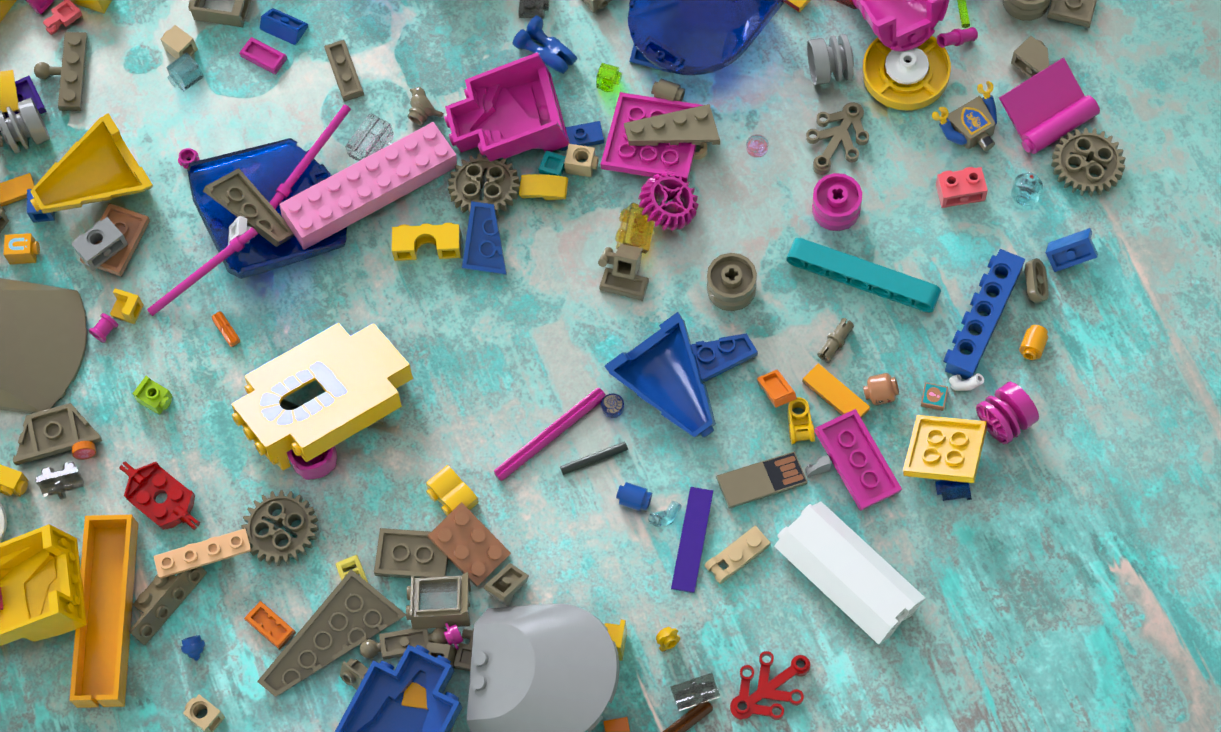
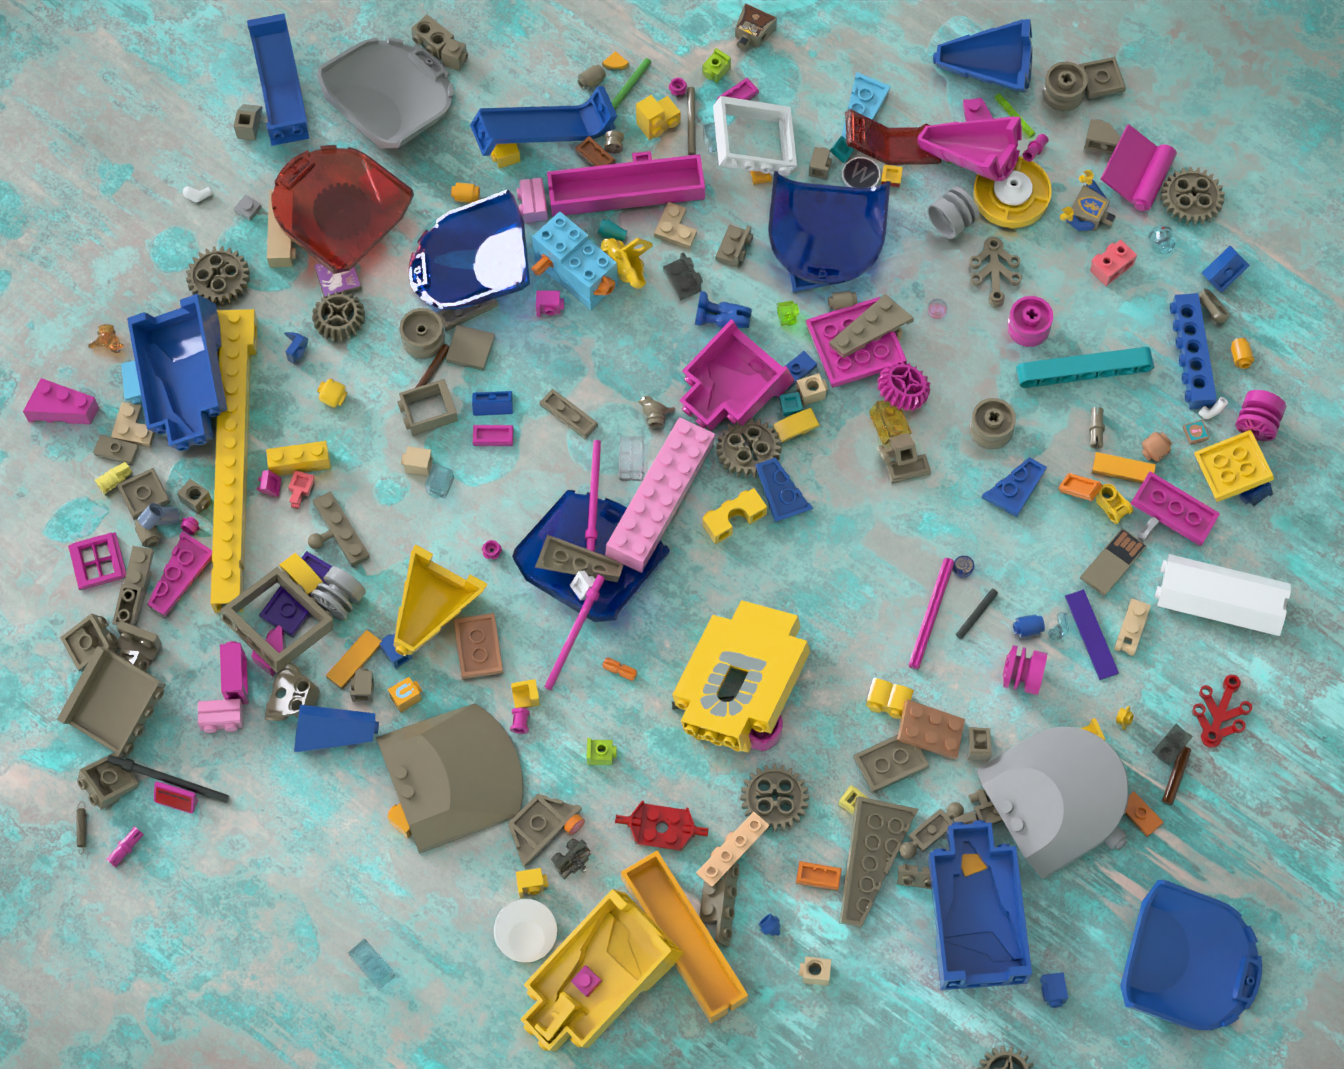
camera: 35 degrees left, 0 degrees up
(97, 254) = (473, 666): light grey brick -> none
(439, 601) = (939, 784): dark tan window -> none
(453, 635) = (968, 803): dark pink plate -> none
(596, 536) = (1024, 670): none -> dark pink wheel
(668, 377) = (997, 519): blue cone -> none

